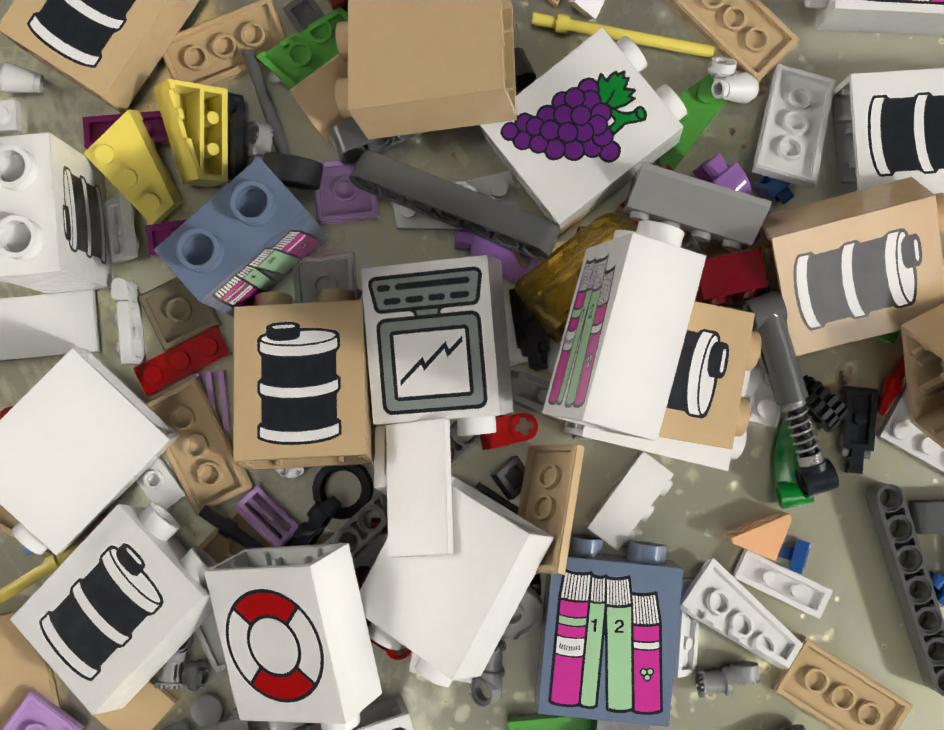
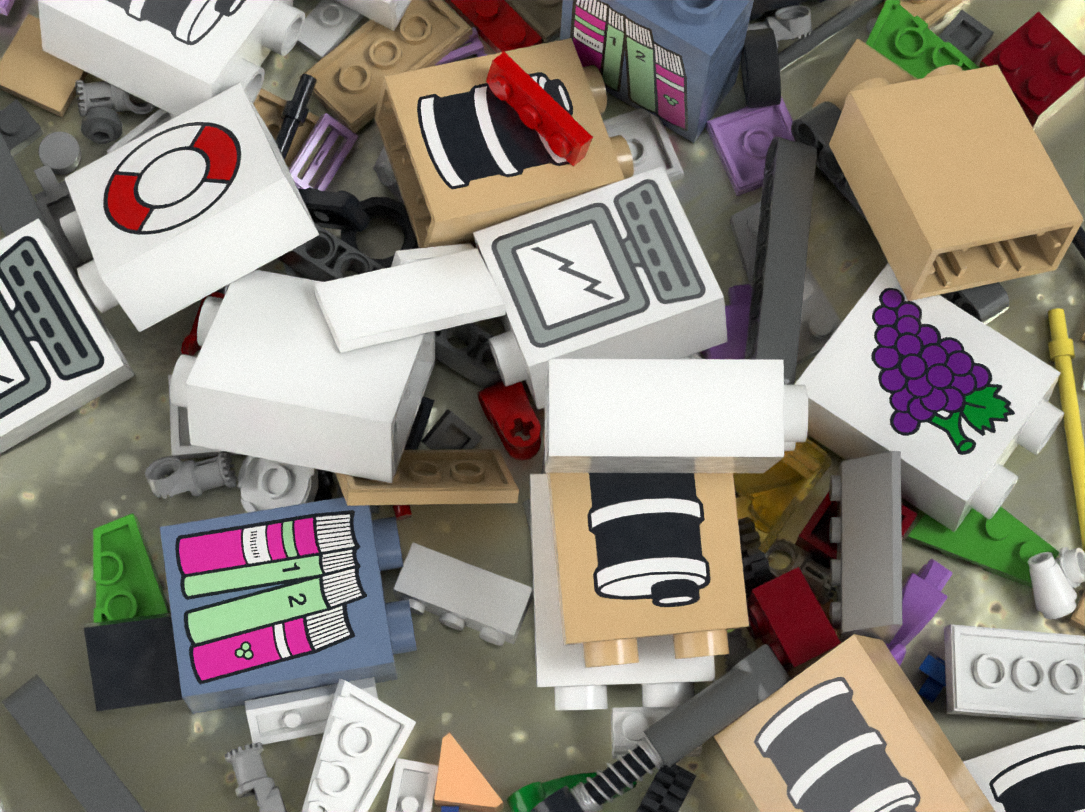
camera: 70 degrees right, 15 degrees down
(293, 351) = (538, 109): none -> red plate

